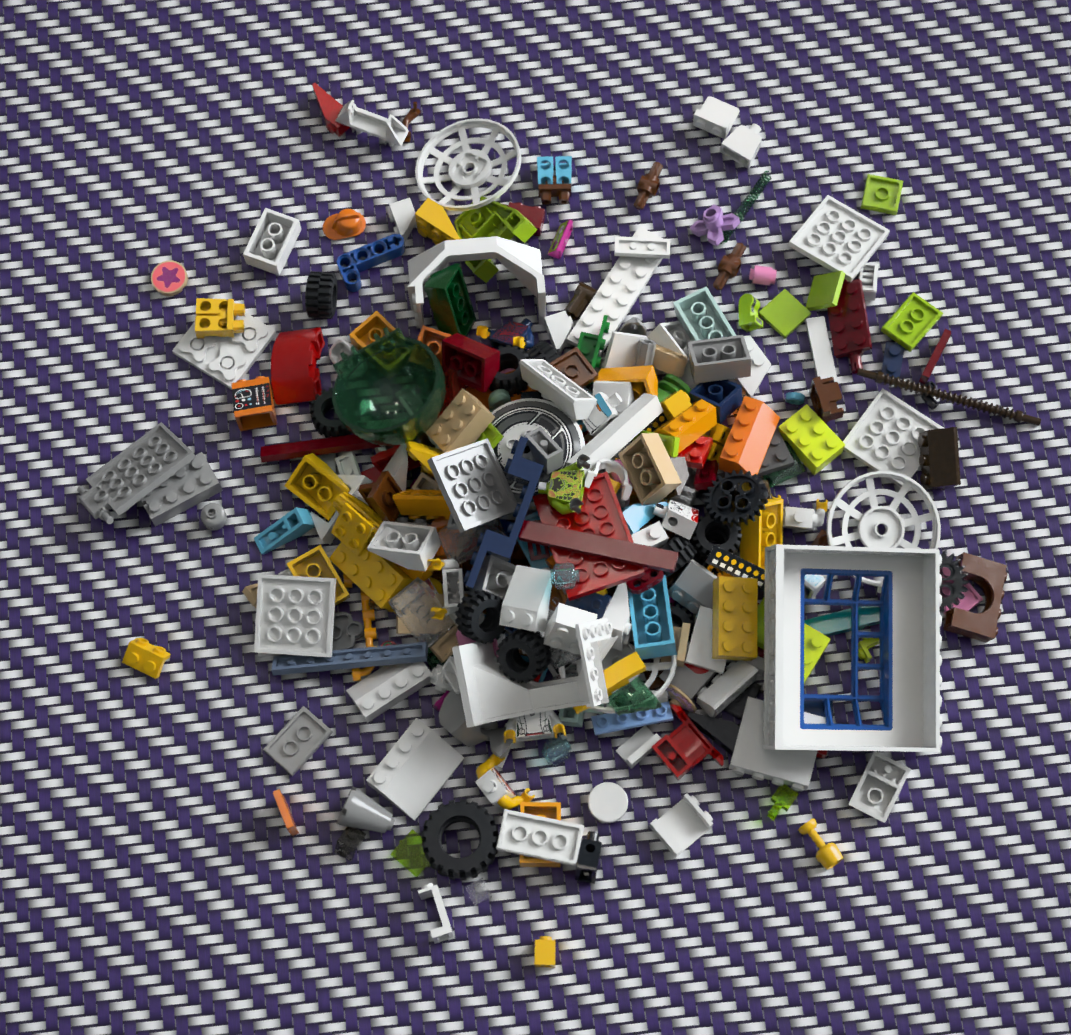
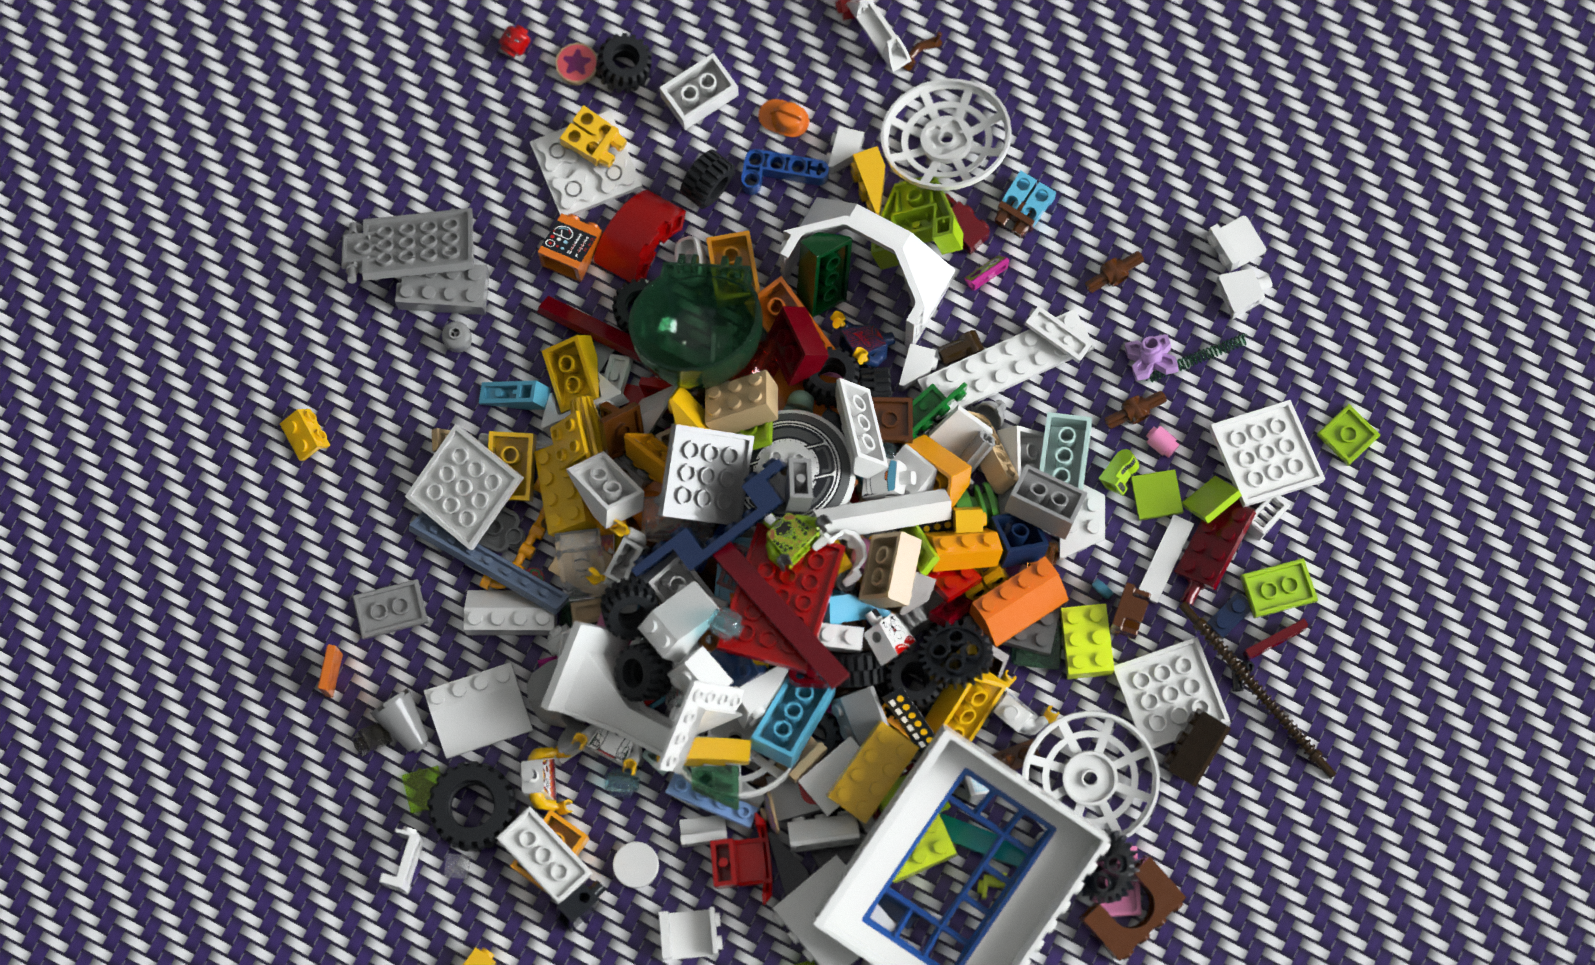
camera: 35 degrees right, 5 degrees up
(112, 289) = (514, 41): none -> red head
(204, 266) = (628, 48): none -> black tyre

